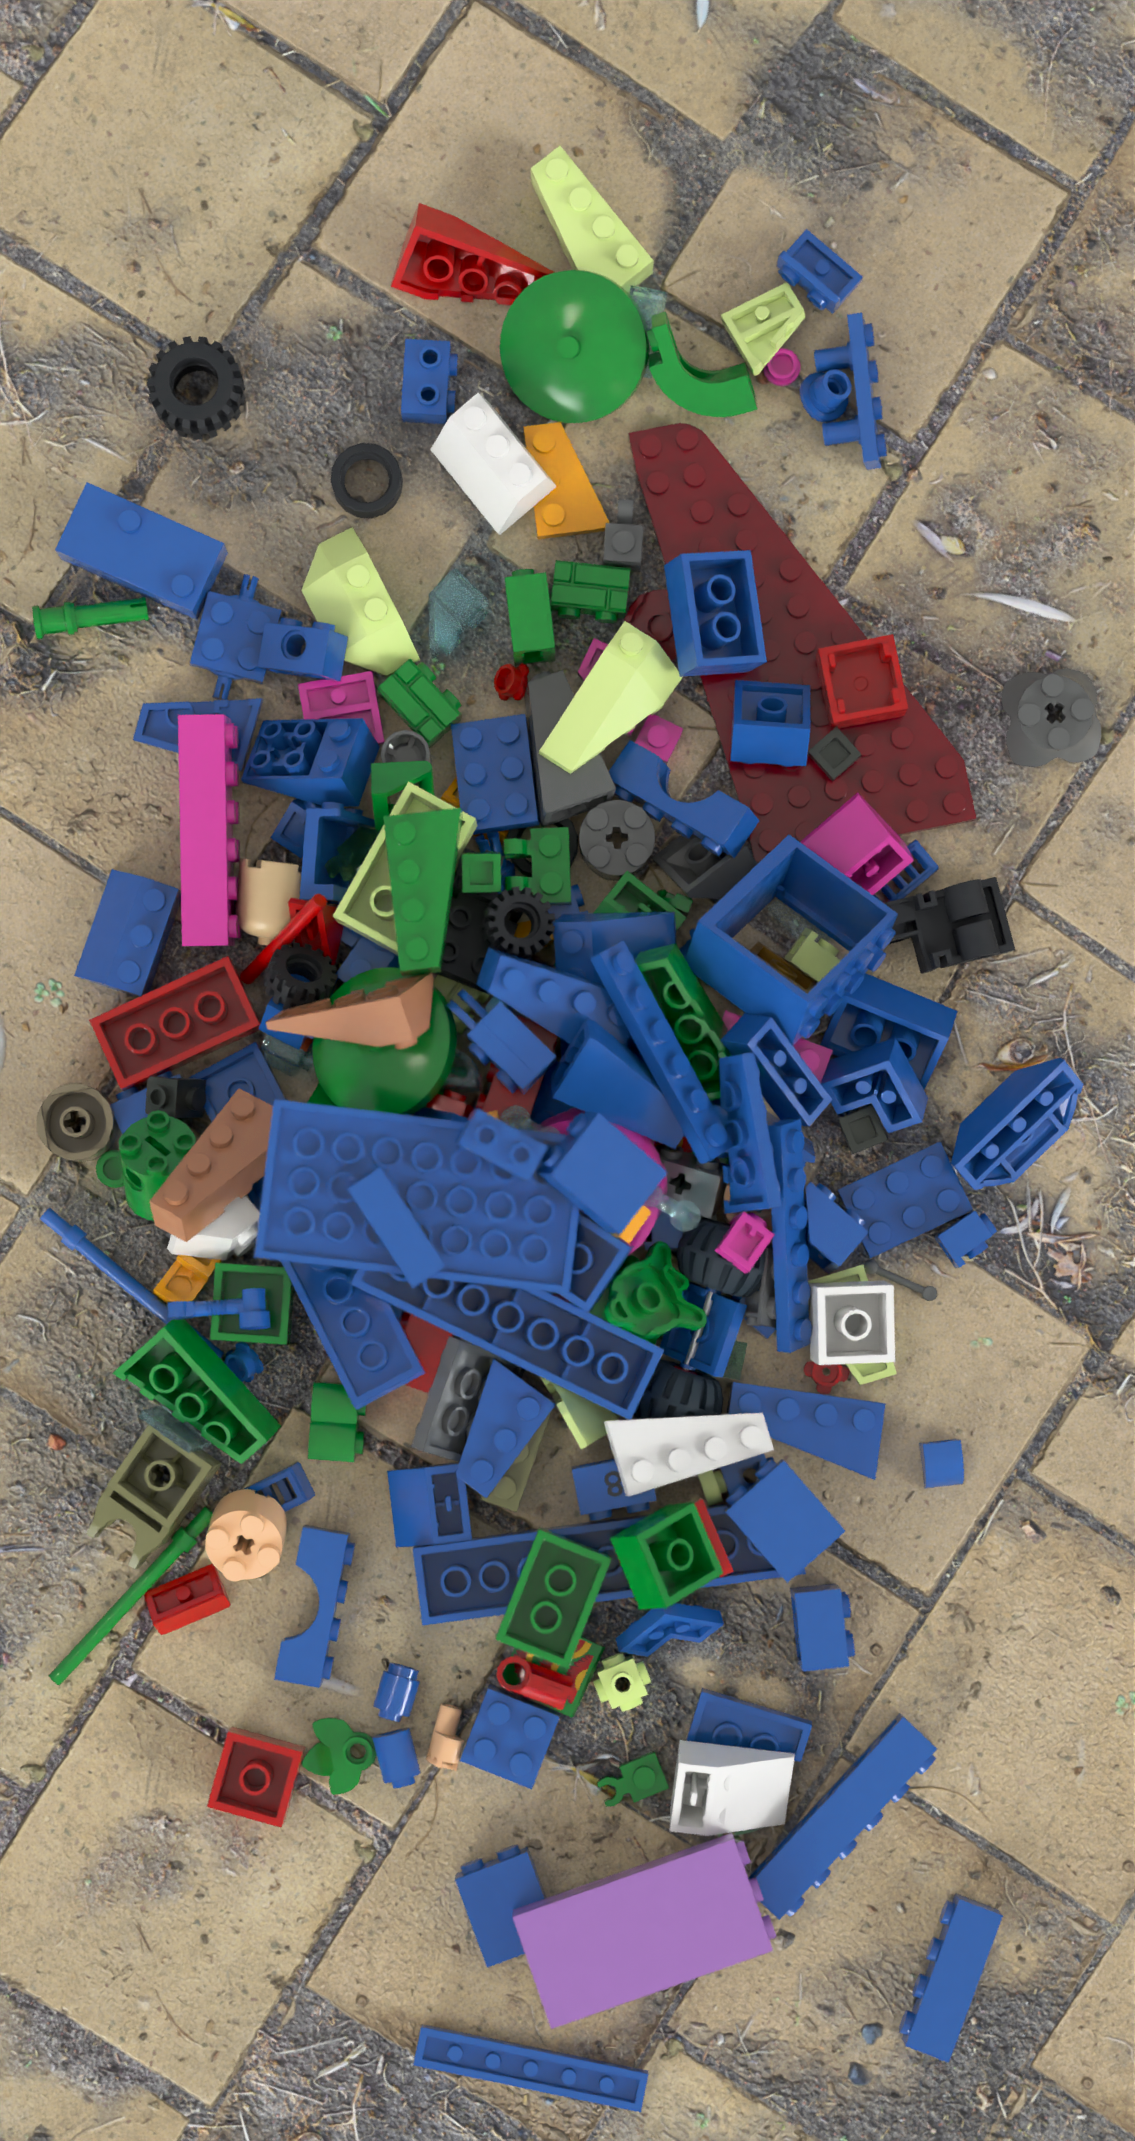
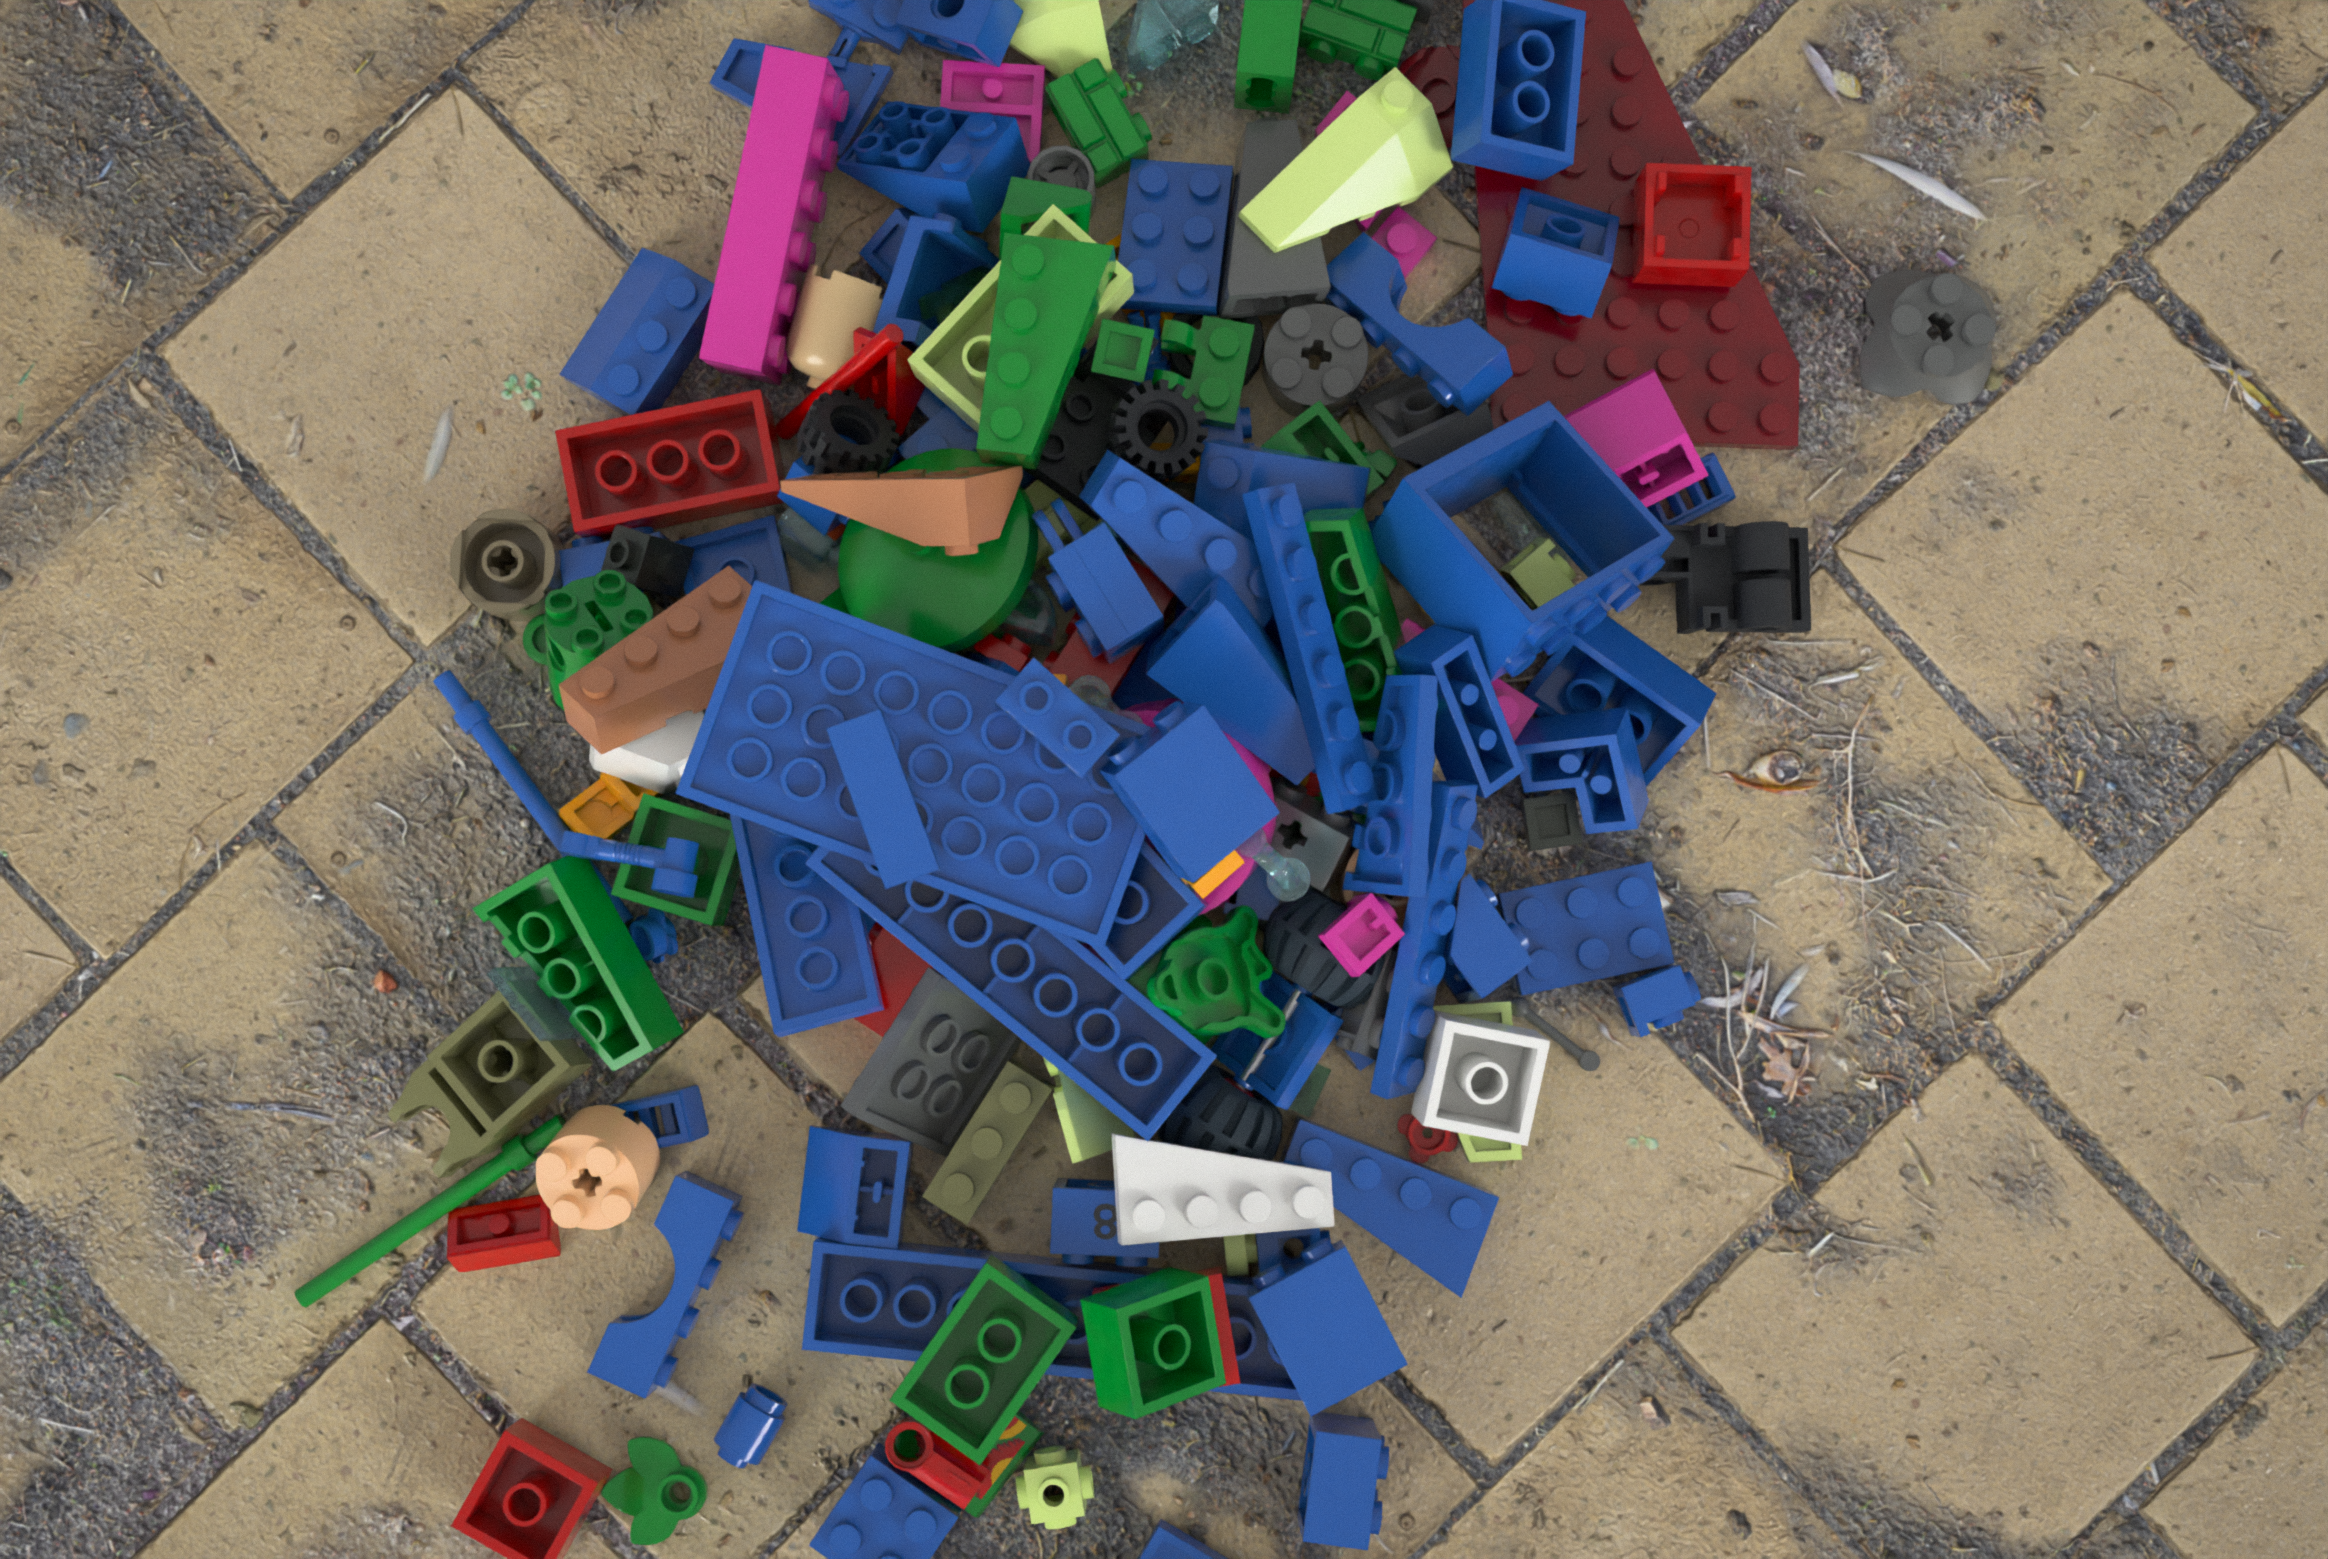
camera: 15 degrees right, 0 degrees up
(334, 1424) = (749, 1054): green brick -> none
(397, 1757) = (729, 1514): blue brick -> none
(445, 1746) = (798, 1511): light nougat piece -> none
(501, 1428) = (971, 1108): blue wing -> none
(511, 681) = (1224, 123): red plate -> none
(662, 1624) = (1105, 1432): blue plate -> none
(834, 753) = (1631, 312): pearl dark grey plate -> none
(942, 1463) = (1555, 1292): blue brick -> none
(1016, 1124) = (1762, 861): blue wedge -> none

